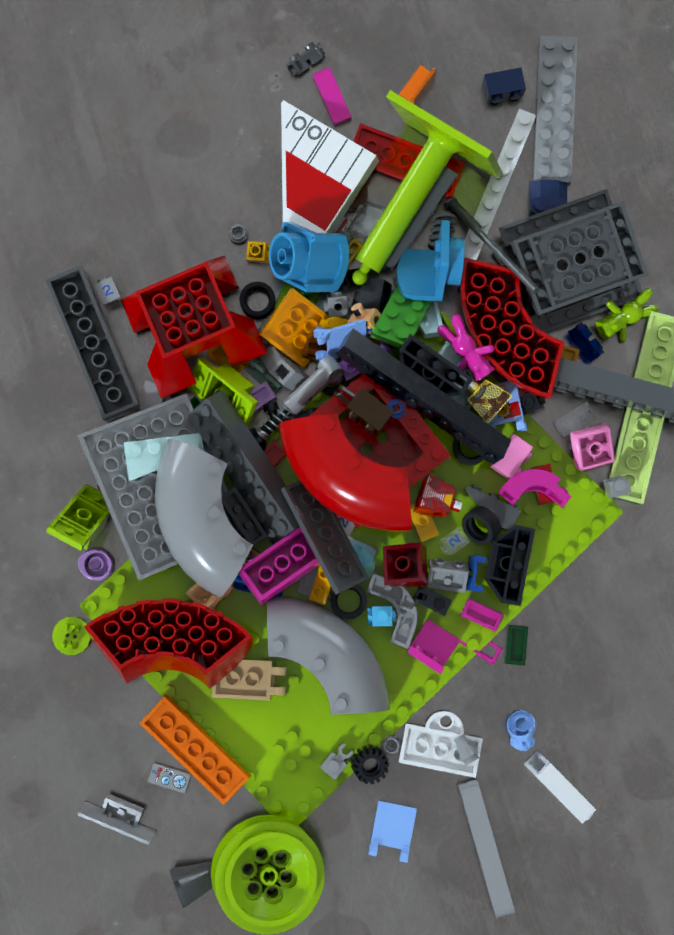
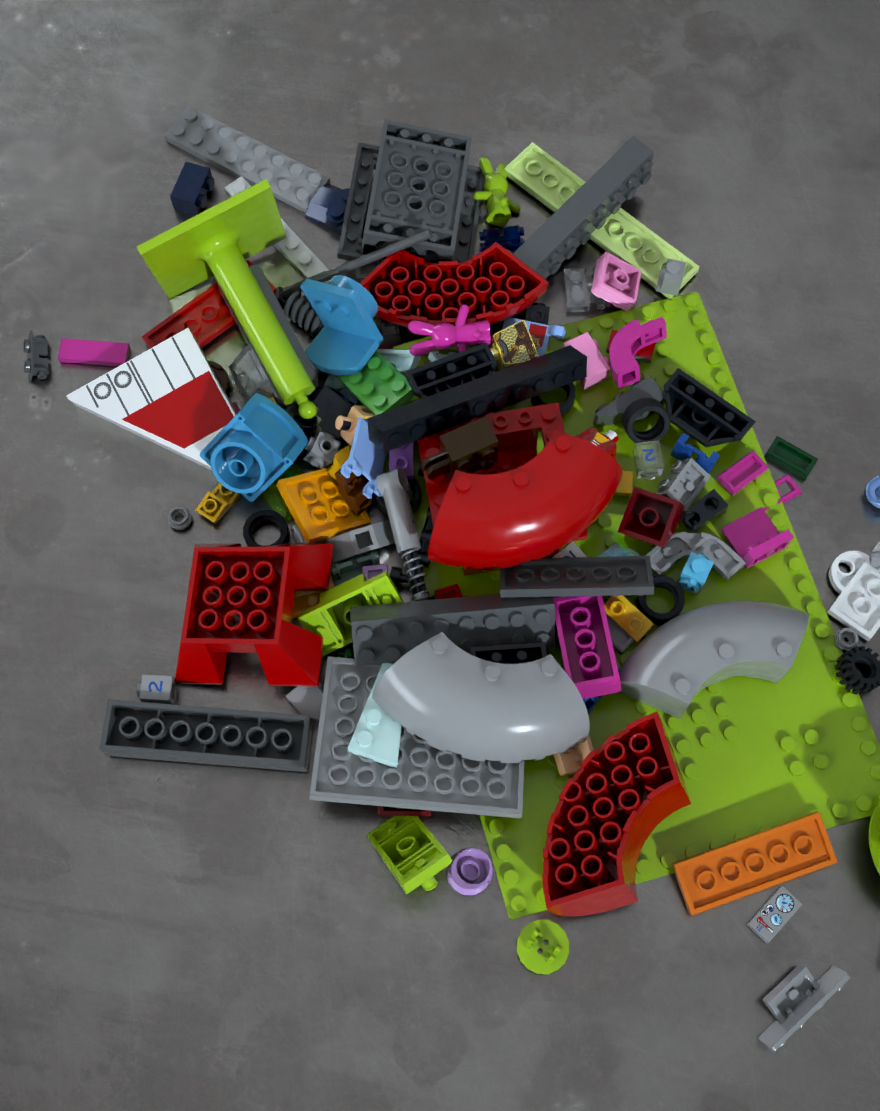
camera: 65 degrees left, 15 degrees down
(250, 681) = (702, 755): tan tile -> none
(334, 763) = (841, 709): light grey plate -> none
(418, 84) = (137, 268): orange panel -> none

